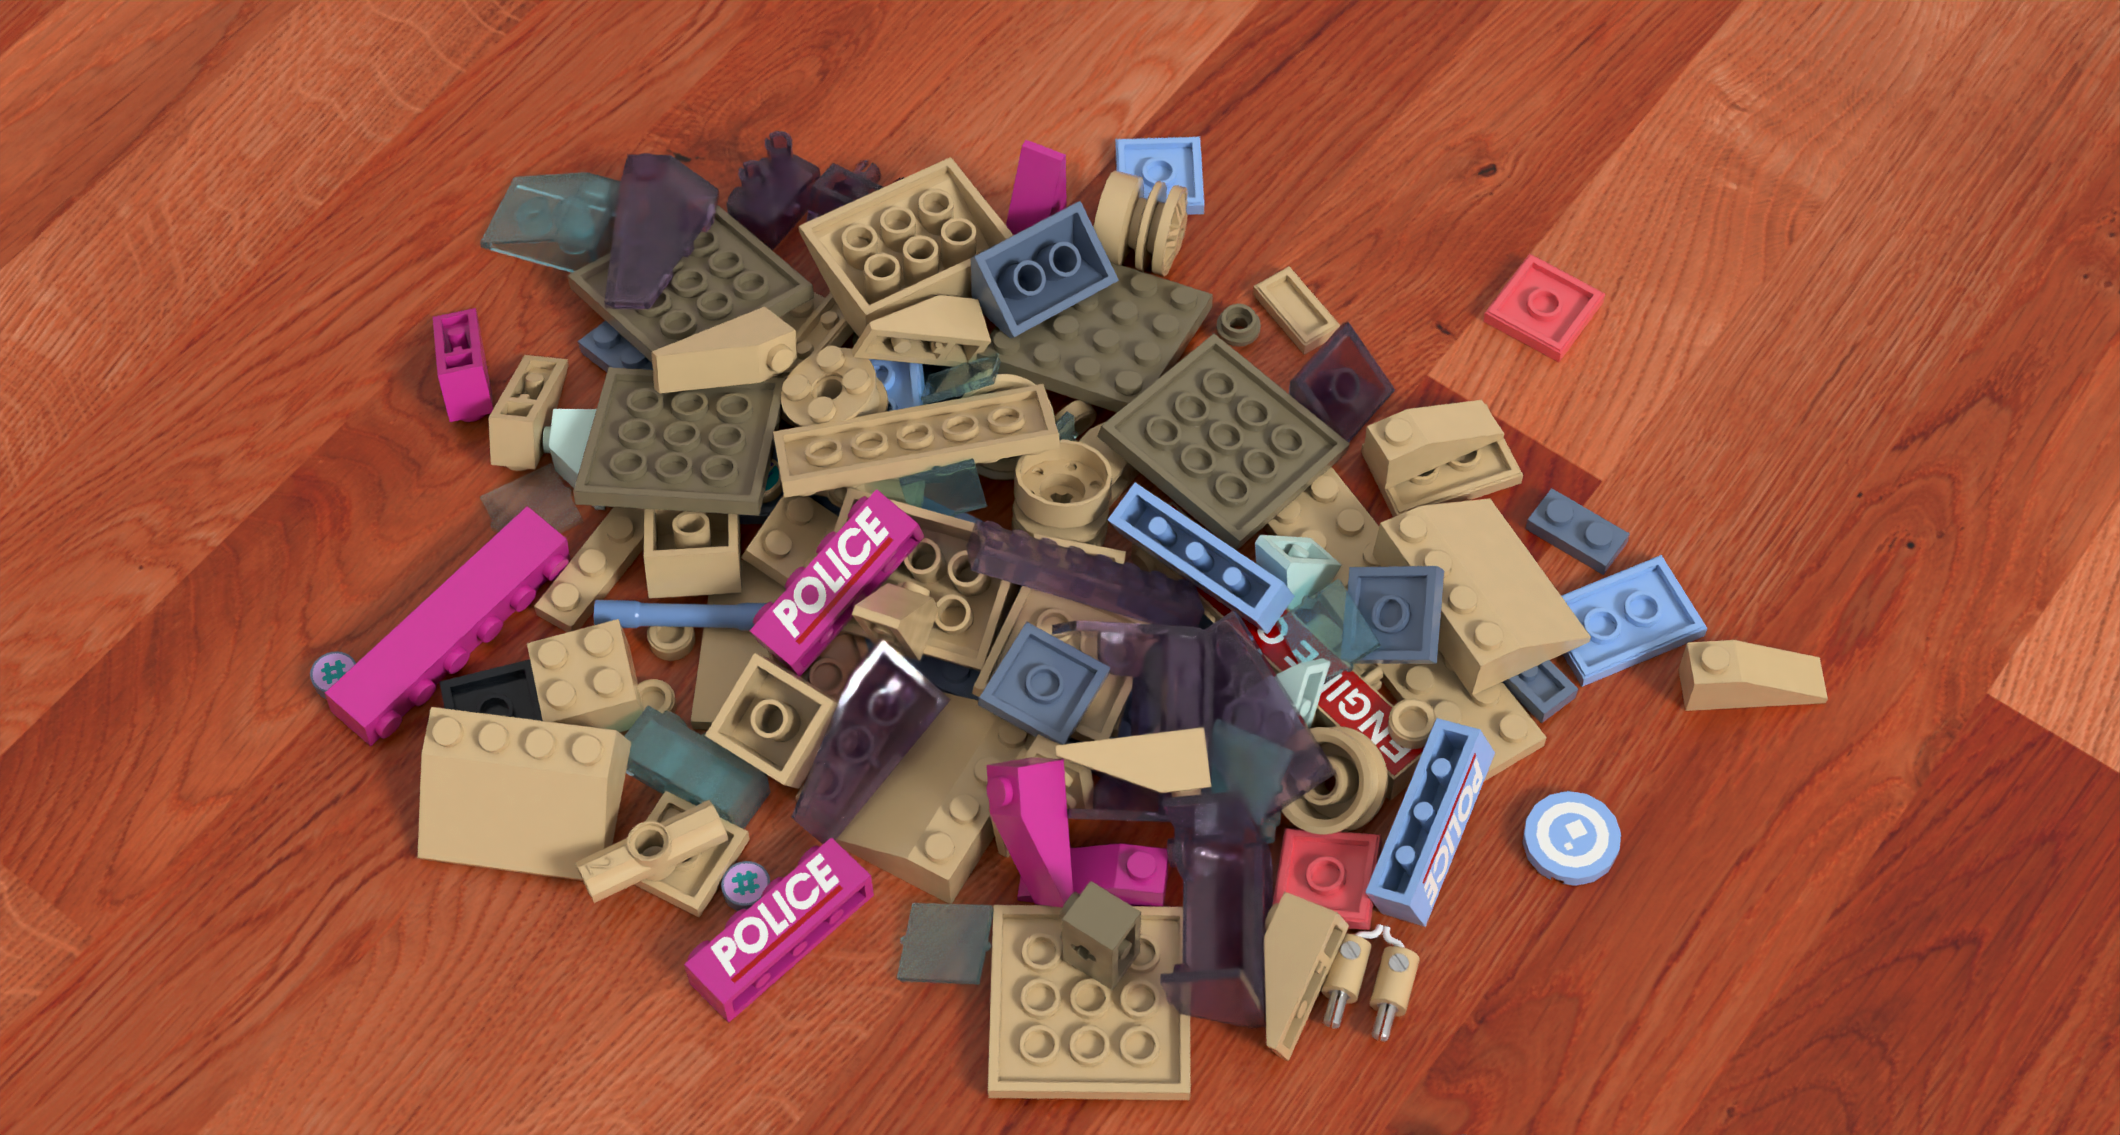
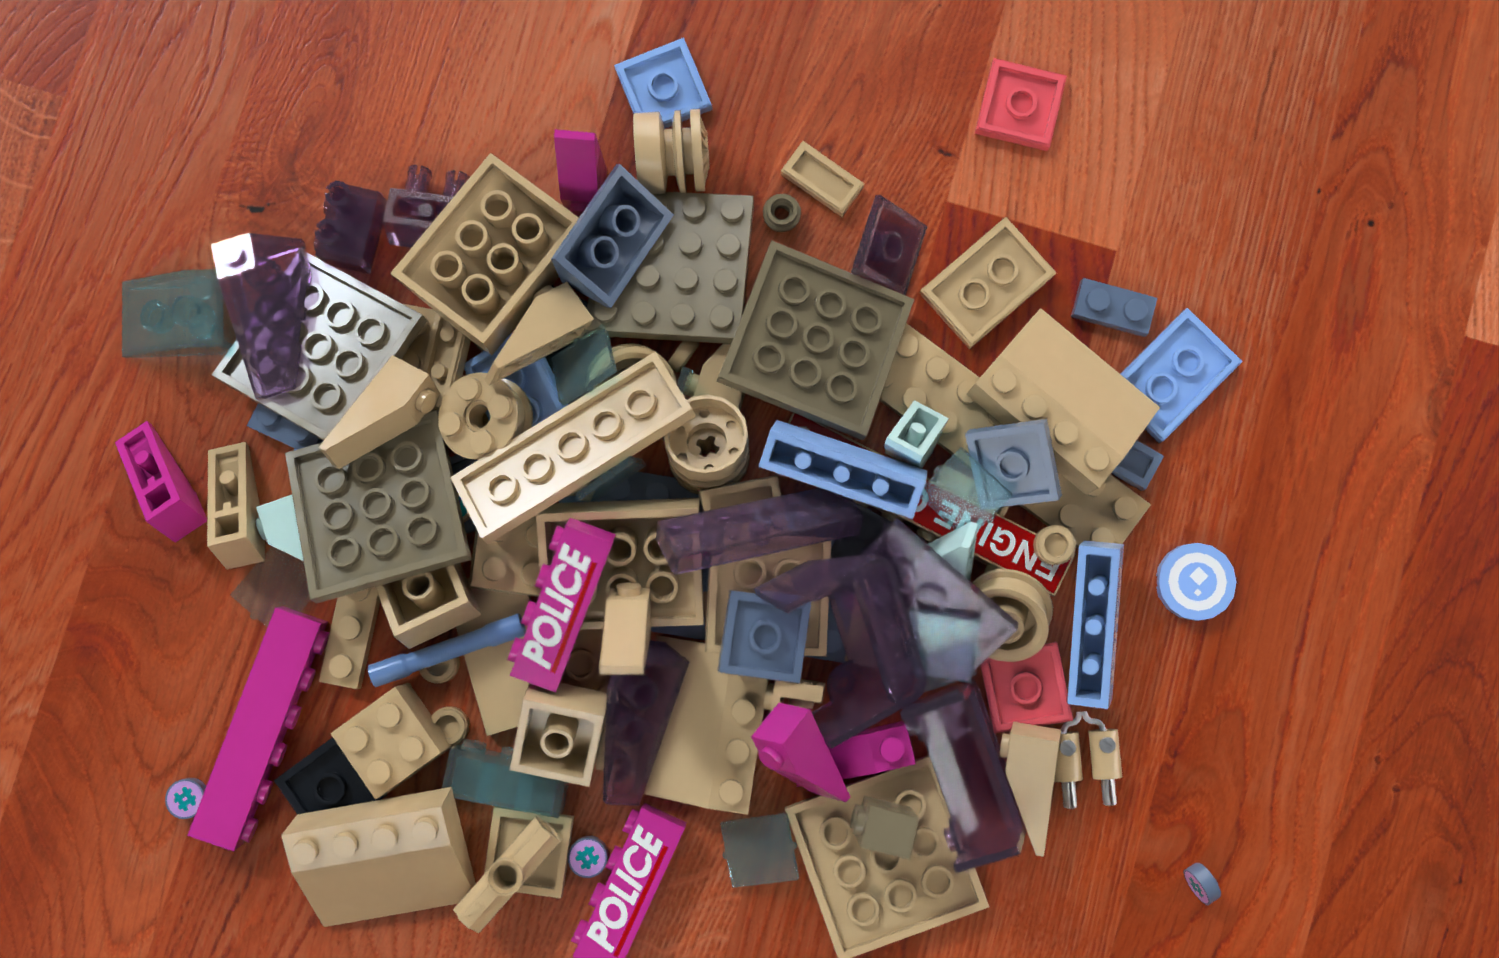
camera: 20 degrees left, 25 degrees up
(1157, 761) = (874, 684): tan slope -> none
(1426, 439) = (977, 272): tan slope -> none
(1748, 675) = (1288, 395): tan slope -> none

